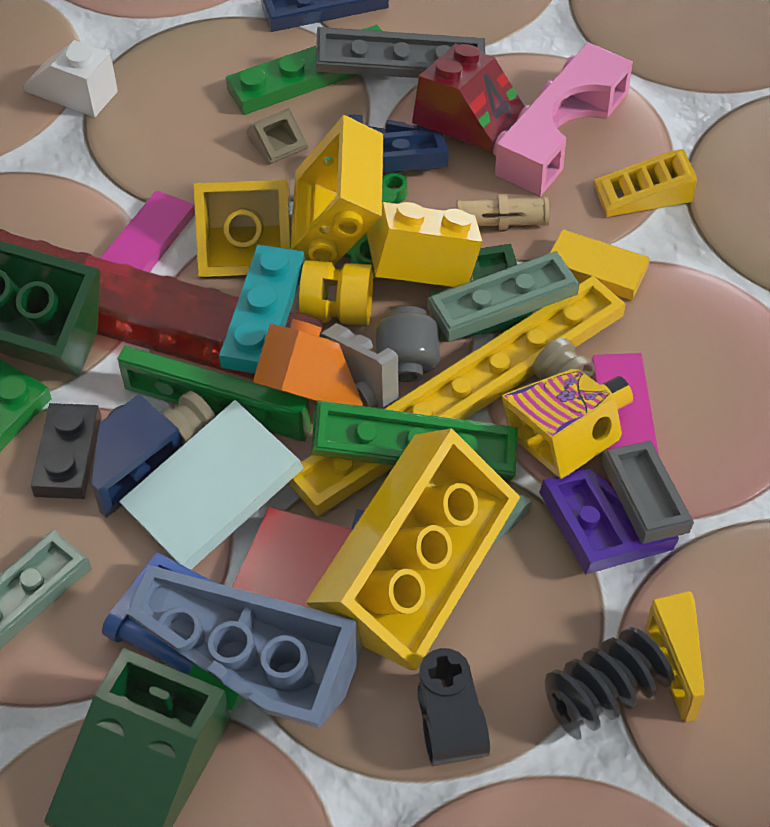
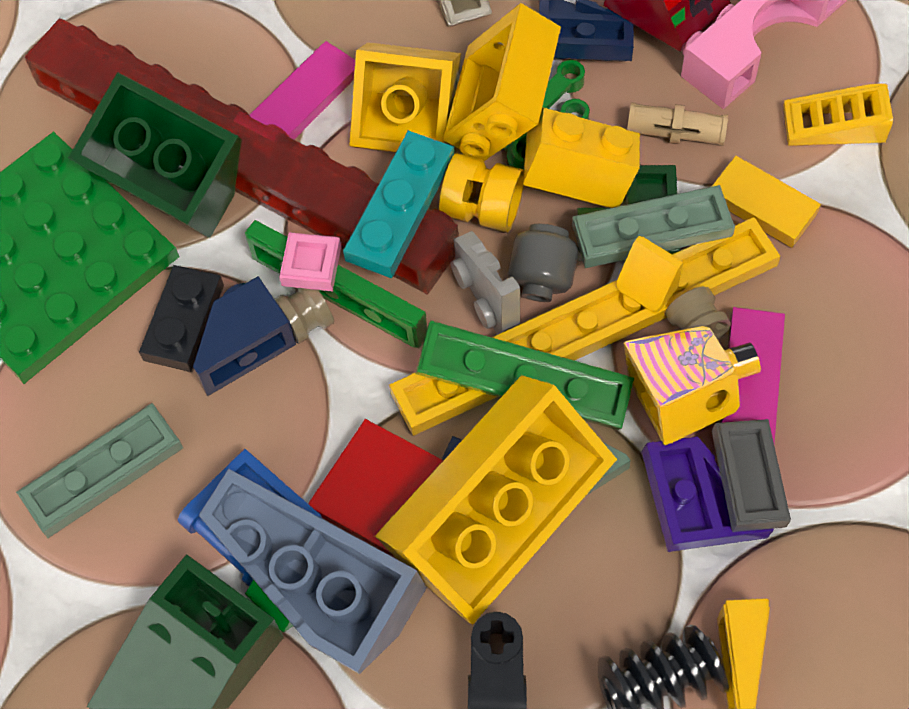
camera: 15 degrees right, 10 degrees up
(188, 371) = (310, 261): none -> bright pink tile
(211, 485) = (312, 385): light aqua tile -> none
(305, 365) = (427, 280): orange slope -> none
(511, 333) = (649, 275): none -> yellow slope

